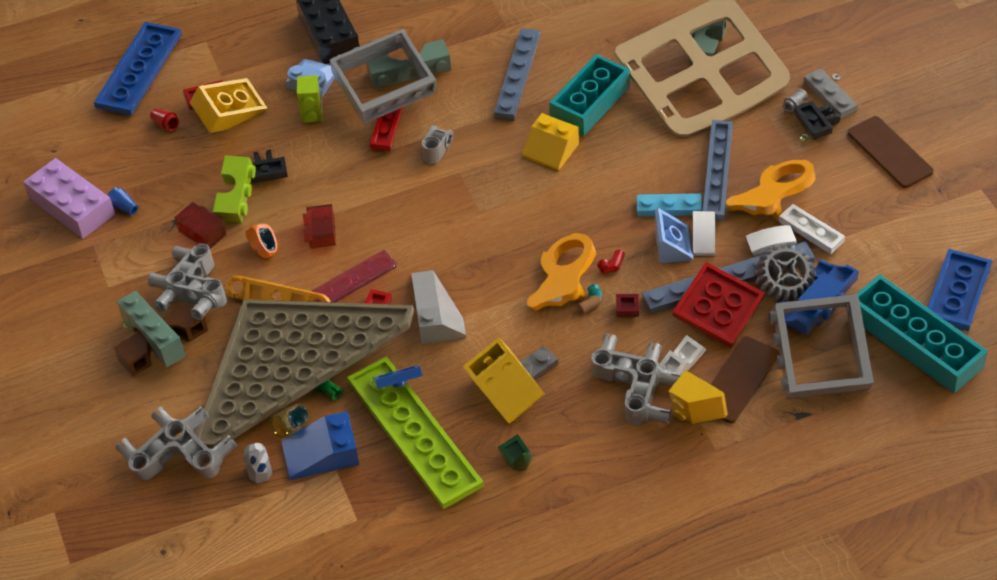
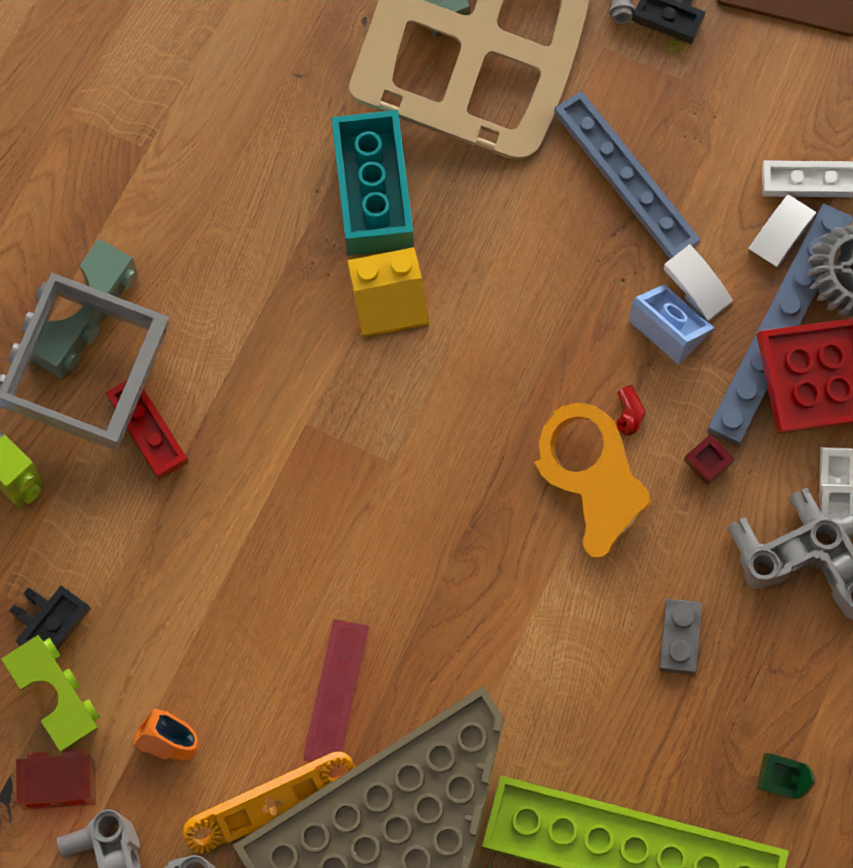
camera: 45 degrees left, 20 degrees up
(320, 226) = (218, 652): clear red brick -> none
(378, 297) = (405, 704): red plate -> none
(398, 378) = (555, 798): blue plate -> none
(436, 144) = (241, 402): light grey piece -> none
(436, 312) = (481, 652): light grey wedge -> none
(504, 380) = (683, 692): yellow slope -> none
(517, 74) = (236, 215): sand blue plate -> none
(593, 300) = (659, 483): medium nougat arm -> none
(670, 203) = (614, 271): medium azure plate -> none
(768, 195) = (726, 169): light orange animal -> none

